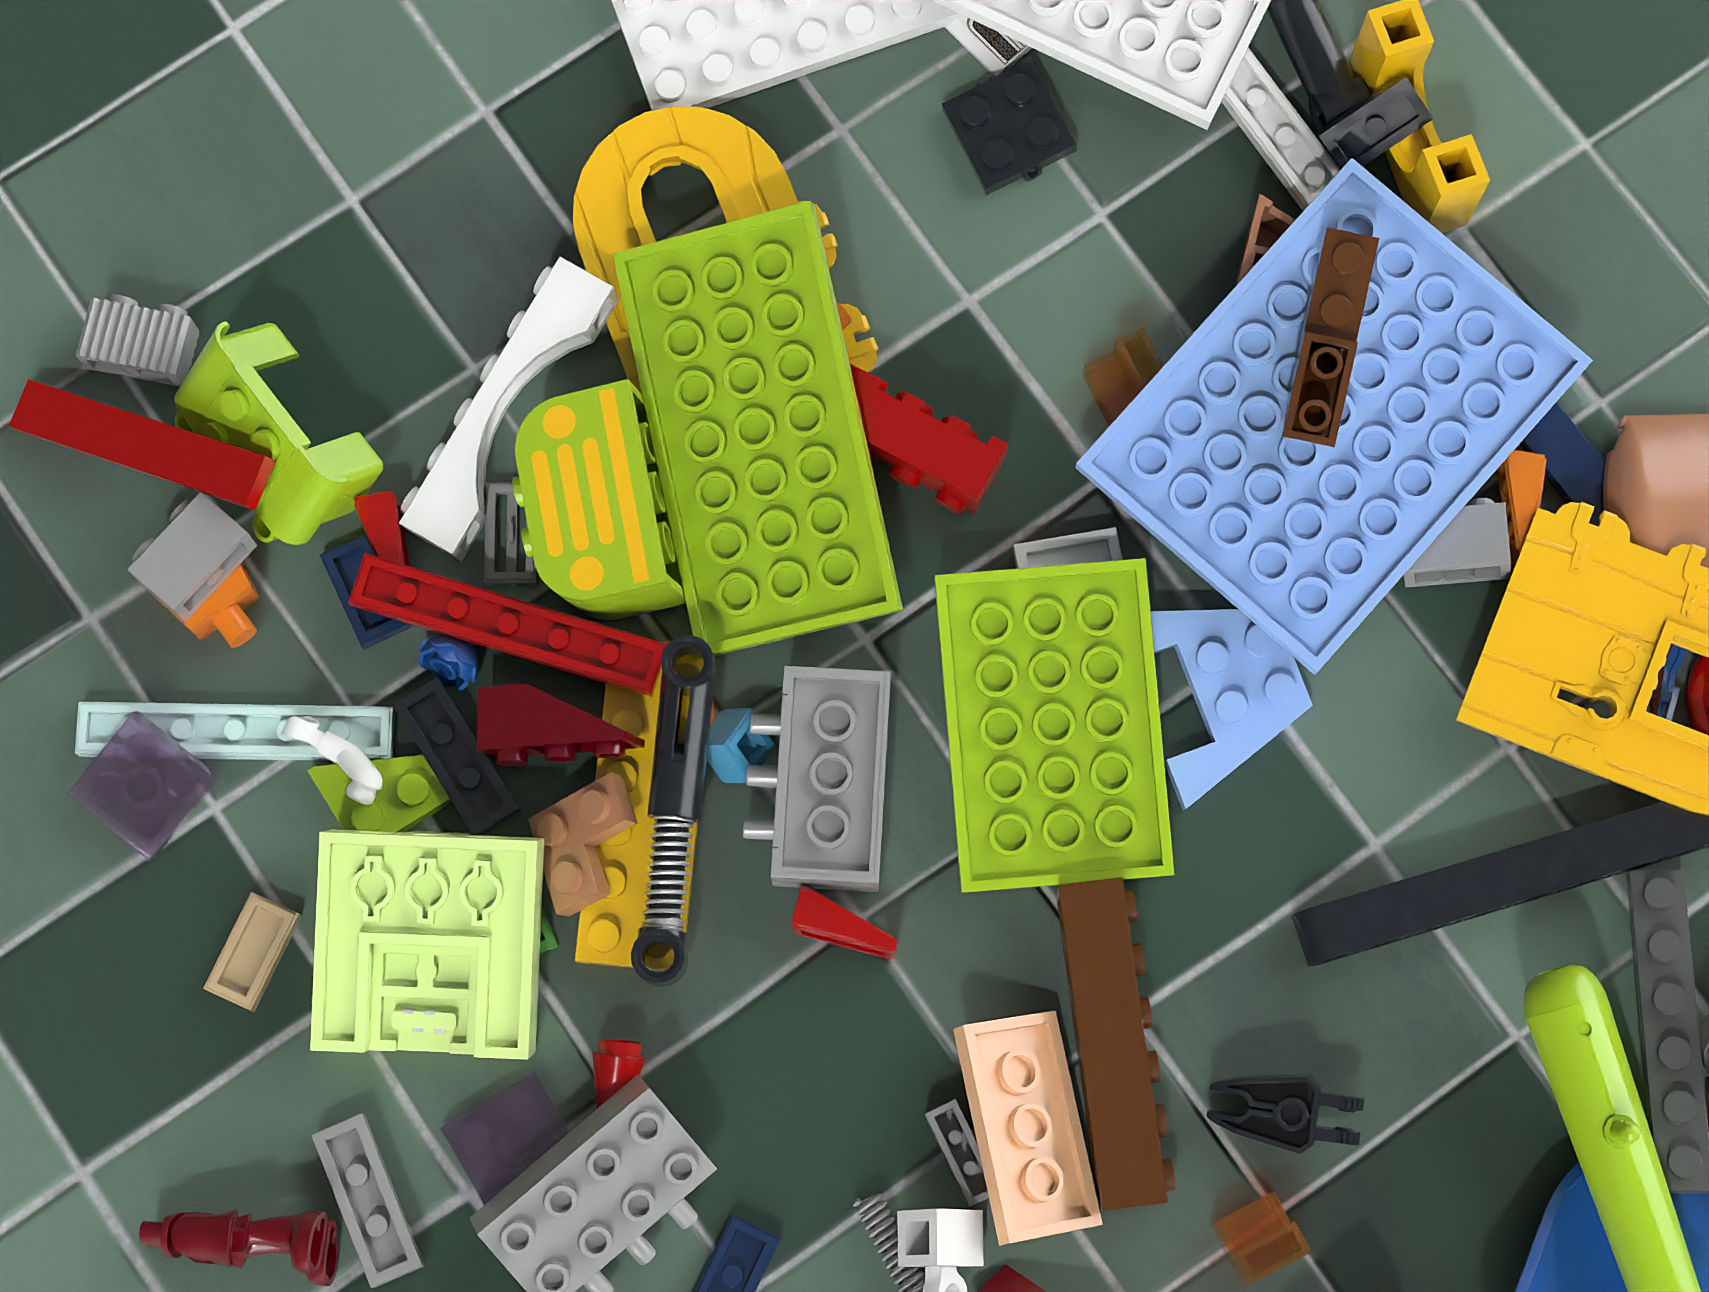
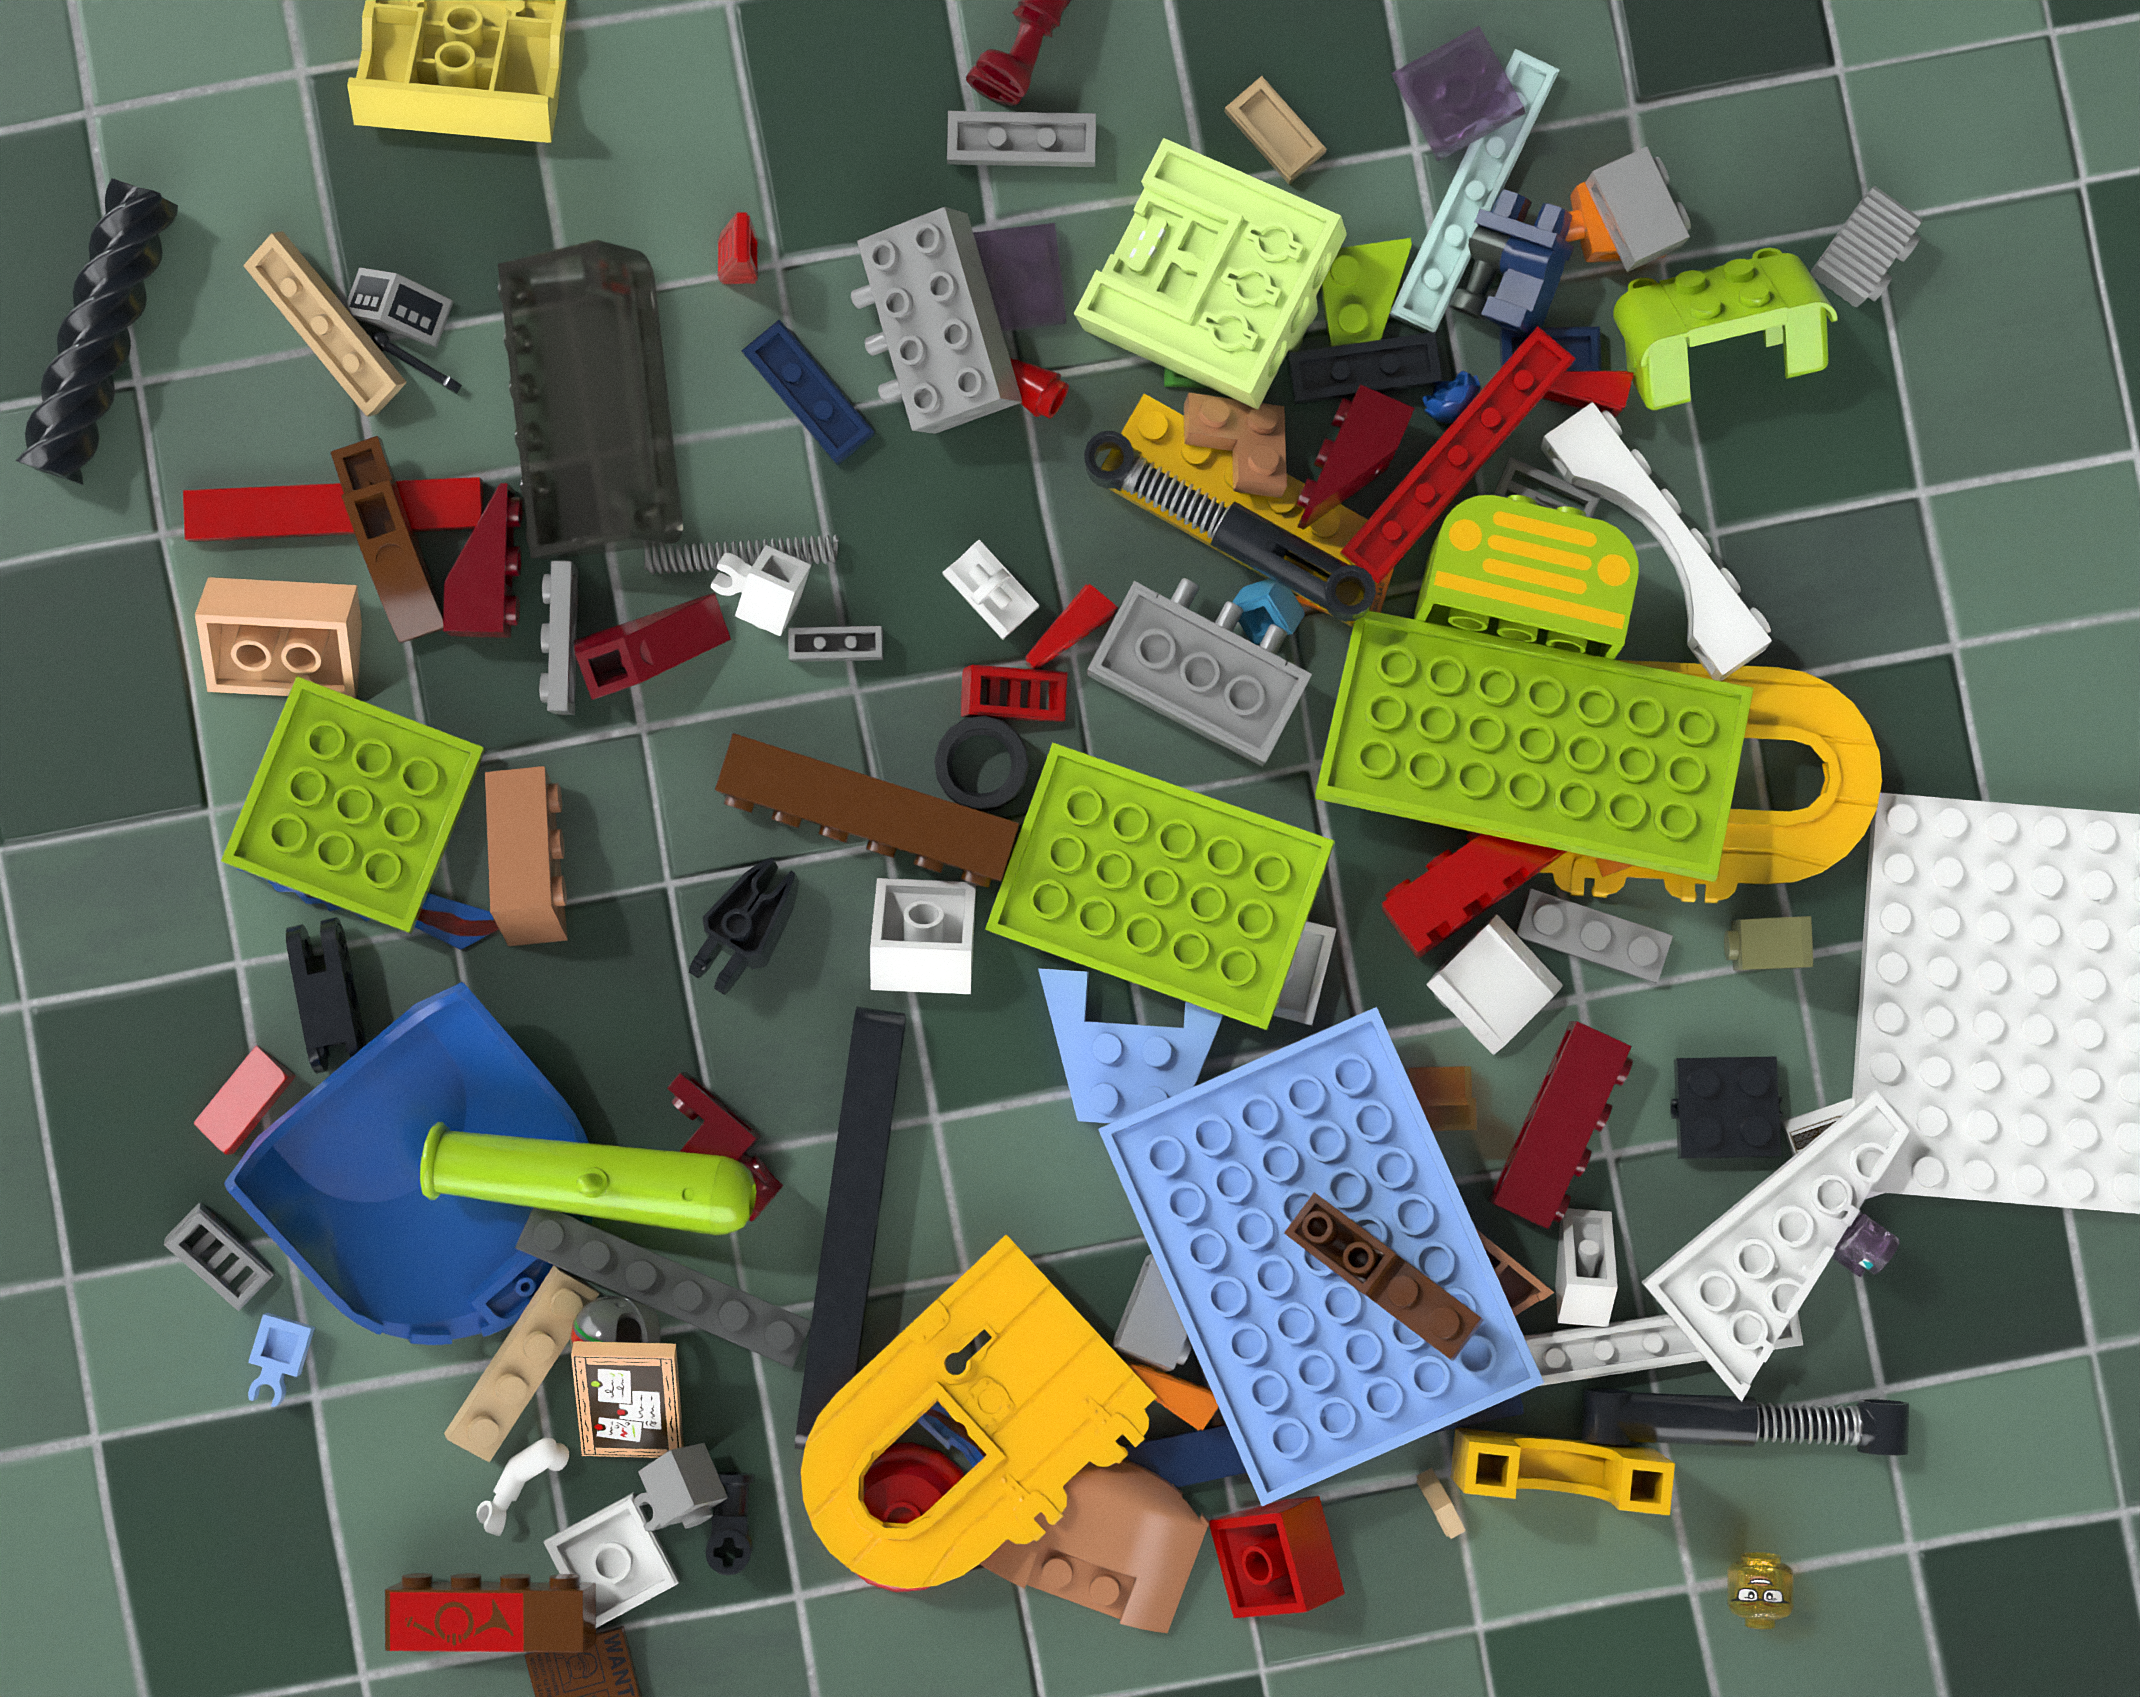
camera: 110 degrees right, 10 degrees up
(142, 444) = (1761, 207): red tile -> none
(279, 655) = (1526, 256): none -> dark blue hips
(351, 759) = (1402, 276): white arm -> none
(839, 1020) = (990, 589): none -> white hips
(841, 145) = (1770, 943): none -> olive slope
(907, 313) = (1593, 936): none -> light grey plate
(945, 996) = (971, 689): none -> red slope
(995, 380) = (1494, 984): none -> white slope
(1022, 913) = (973, 727): none -> black tyre
(1027, 1127) = (830, 705): light nougat plate -> none
(1098, 263) = (1560, 1124): none -> dark red brick
(1208, 932) = (922, 936): none -> white slope
(1217, 185) = (1585, 1268): none -> white slope
(1260, 1239) = (652, 855): clear orange piece -> none
(1376, 123) = (1574, 1432): black plate -> none
(1495, 222) = (1440, 1503): none -> tan tile
(1498, 1039) = (722, 1135): none -> dark red plate
(1630, 337) = (1277, 1558): none -> red slope

